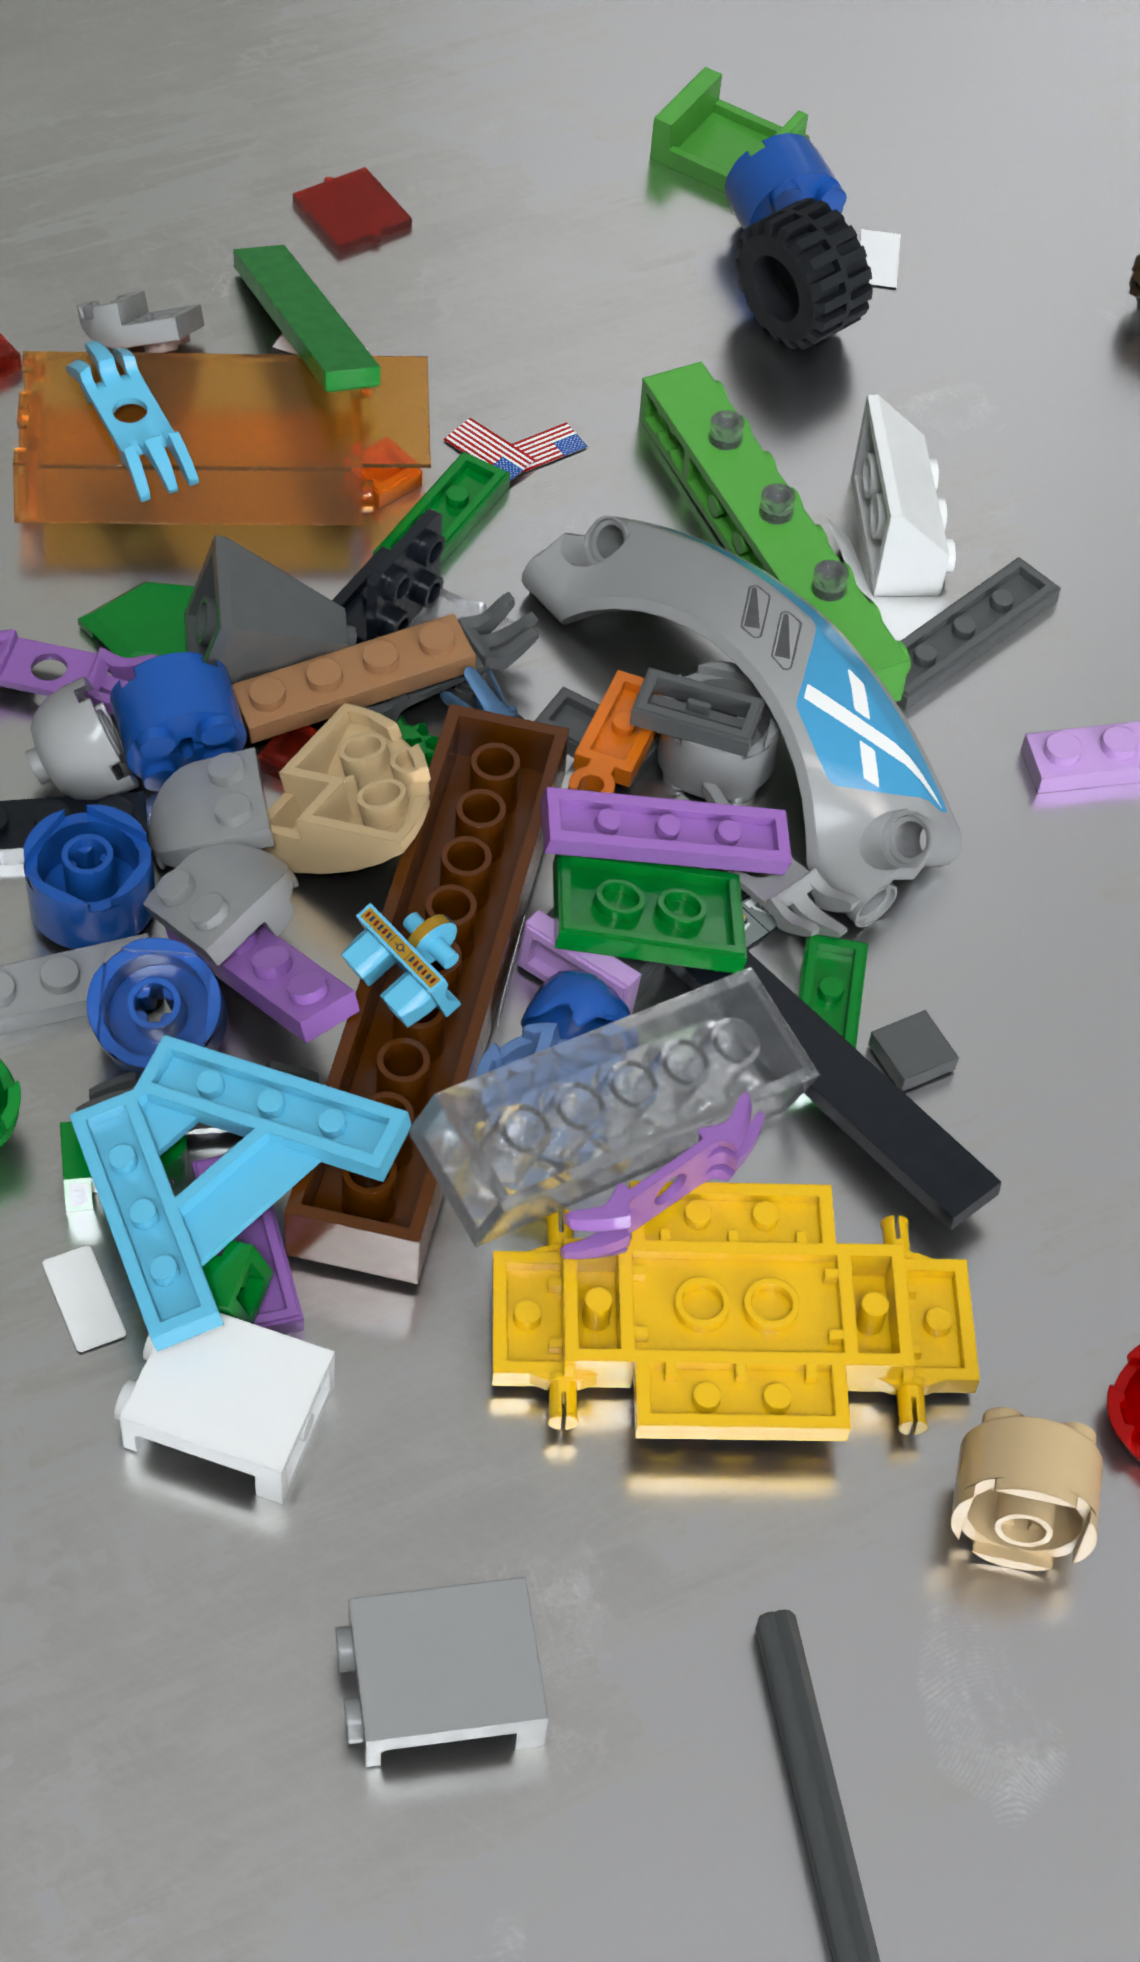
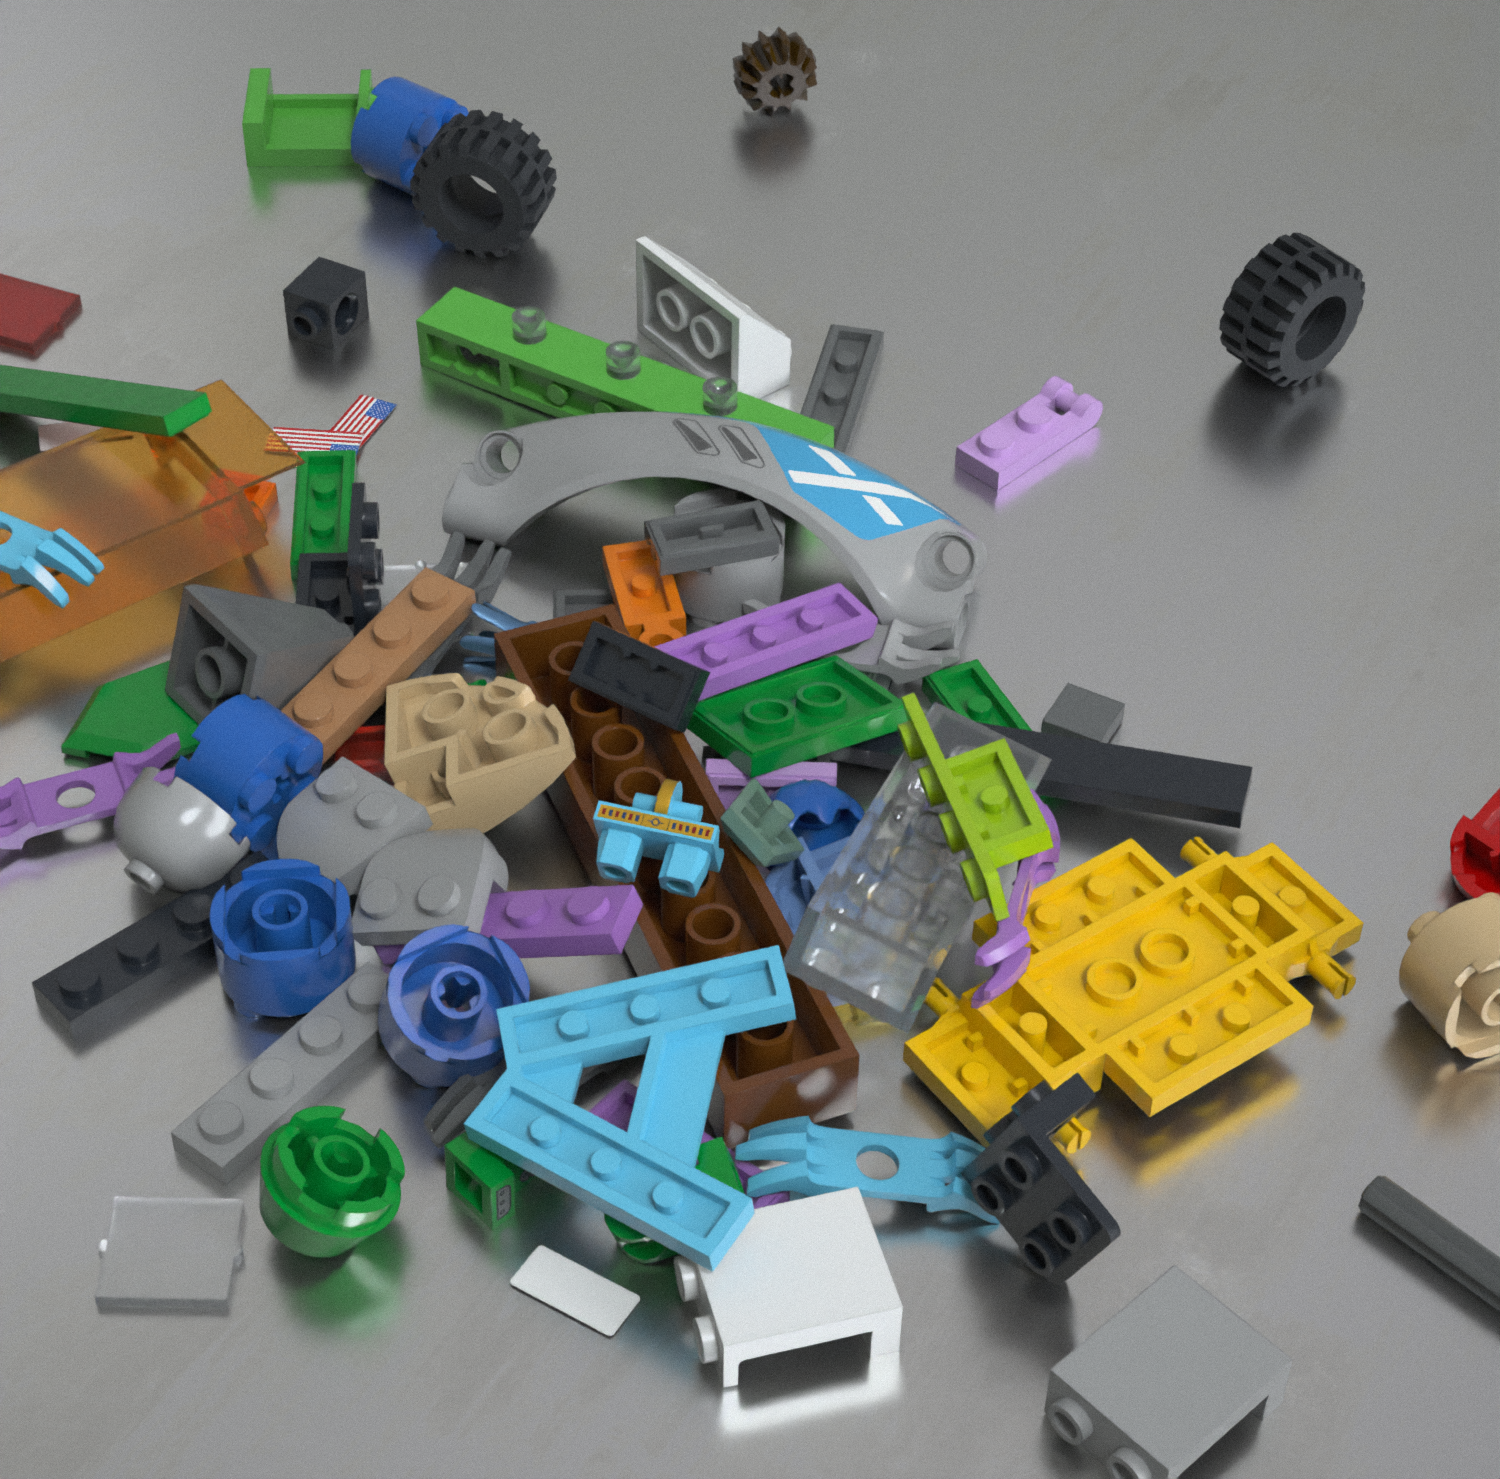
camera: 30 degrees left, 10 degrees down
(413, 1372) = (826, 1158): none -> medium azure piece
(486, 1388) = (1036, 1189): none -> black bracket
(512, 996) = (761, 827): none -> sand green piece
(517, 808) = (639, 676): none -> black plate
(595, 323) = (326, 303): none -> black brick
(677, 1085) = (985, 805): none -> lime bracket

